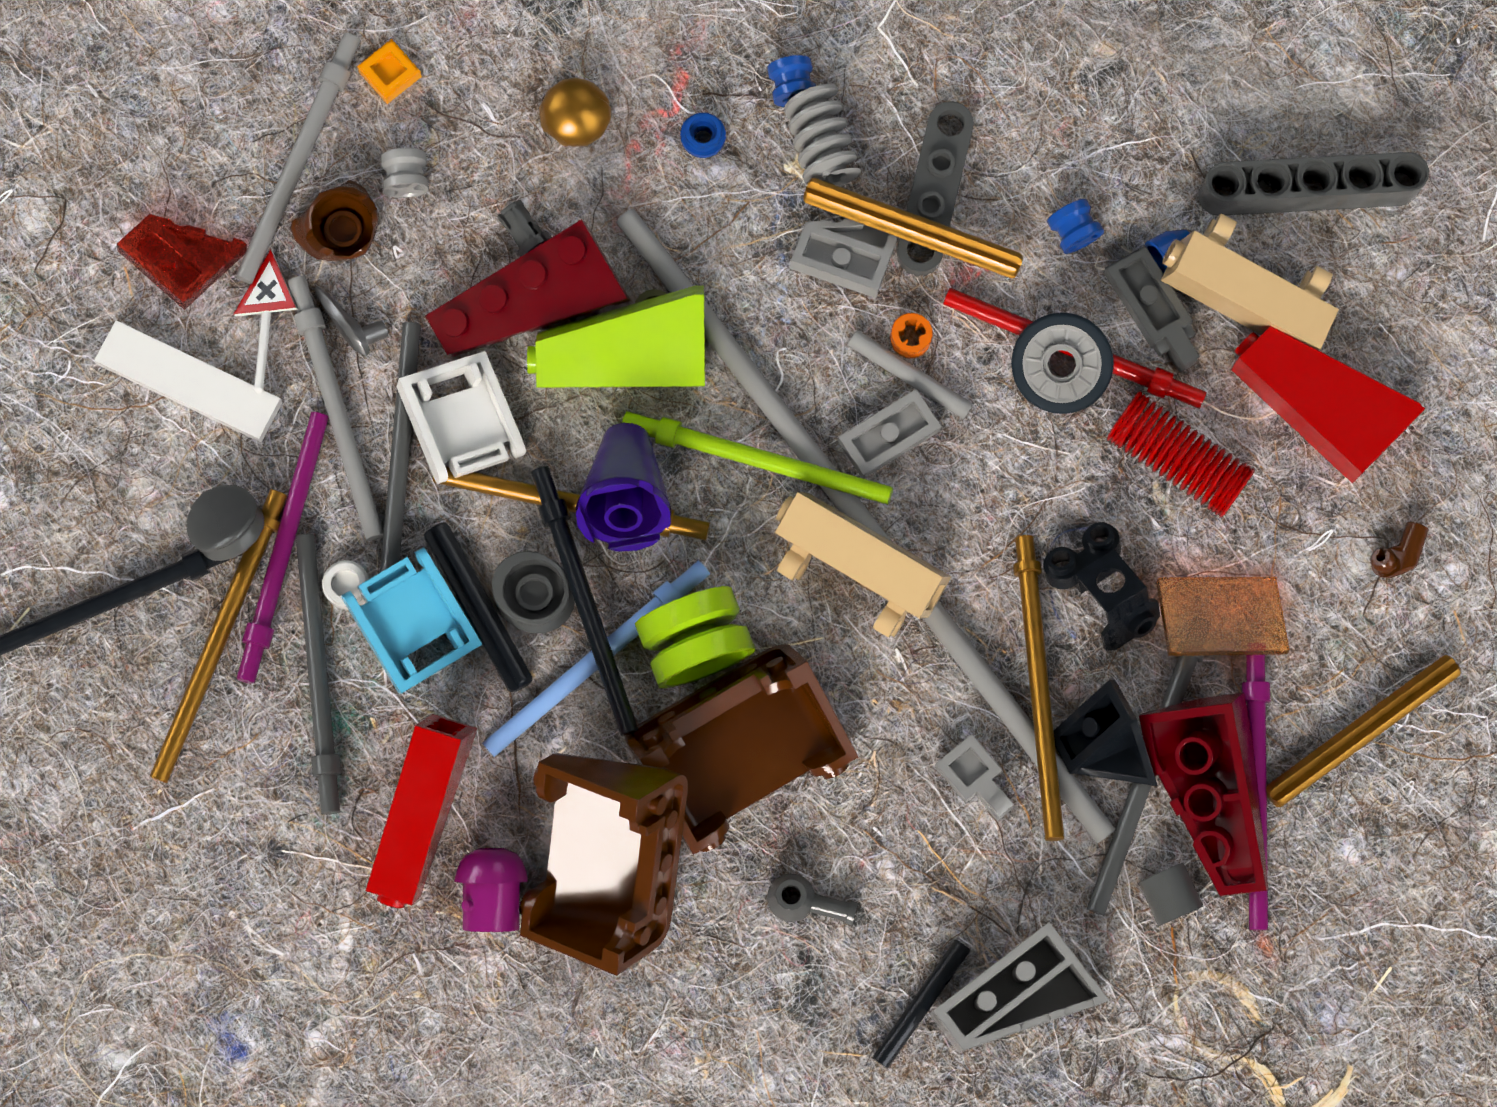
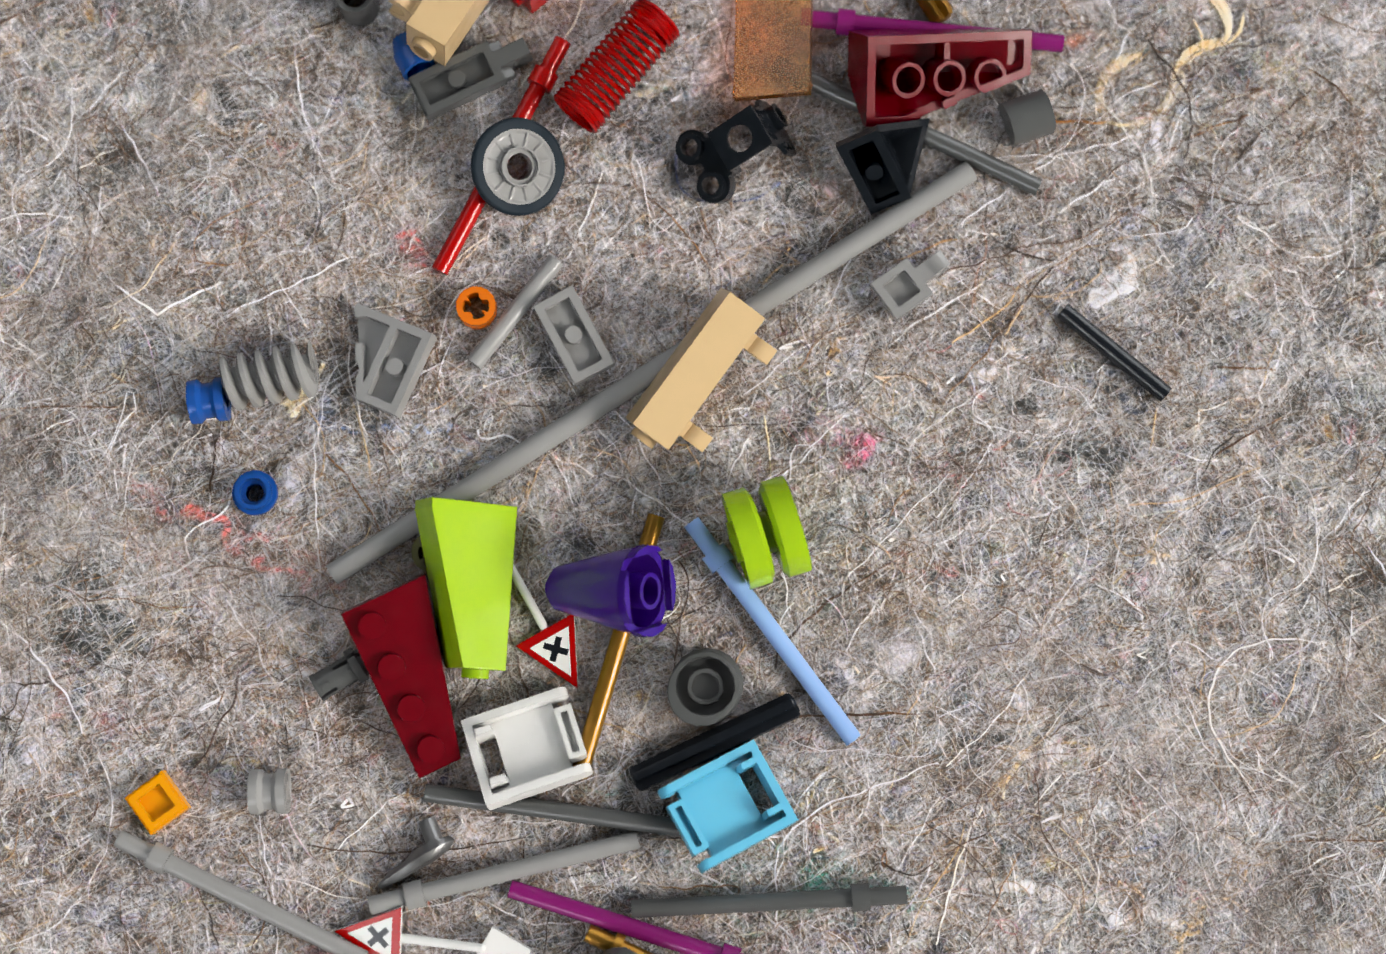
camera: 85 degrees left, 5 degrees up
(337, 223) = (316, 860): reddish brown hair -> none
(341, 578) = (680, 870): white tile -> none
(420, 809) = (911, 805): red slope -> none
(491, 889) = (993, 742): magenta piece -> none
(555, 515) = (631, 661): black bar -> none
(570, 441) = (554, 644): none -> piece
(575, 112) = (219, 618): pearl gold hair -> none
(607, 860) = (978, 631): reddish brown windscreen -> none
(671, 433) = (556, 546): lime bar -> none
(744, 740) = (863, 501): reddish brown windscreen -> none
(808, 901) = (1016, 445): dark grey bar -> none
(913, 228) = (372, 295): pearl gold axle -> none
(937, 179) = (329, 272): dark grey plate -> none
(1018, 992) = (1114, 261): light grey wedge -> none
(1027, 570) = (715, 218): pearl gold bar -> none
(1075, 226) = (382, 141): blue wheel -> none

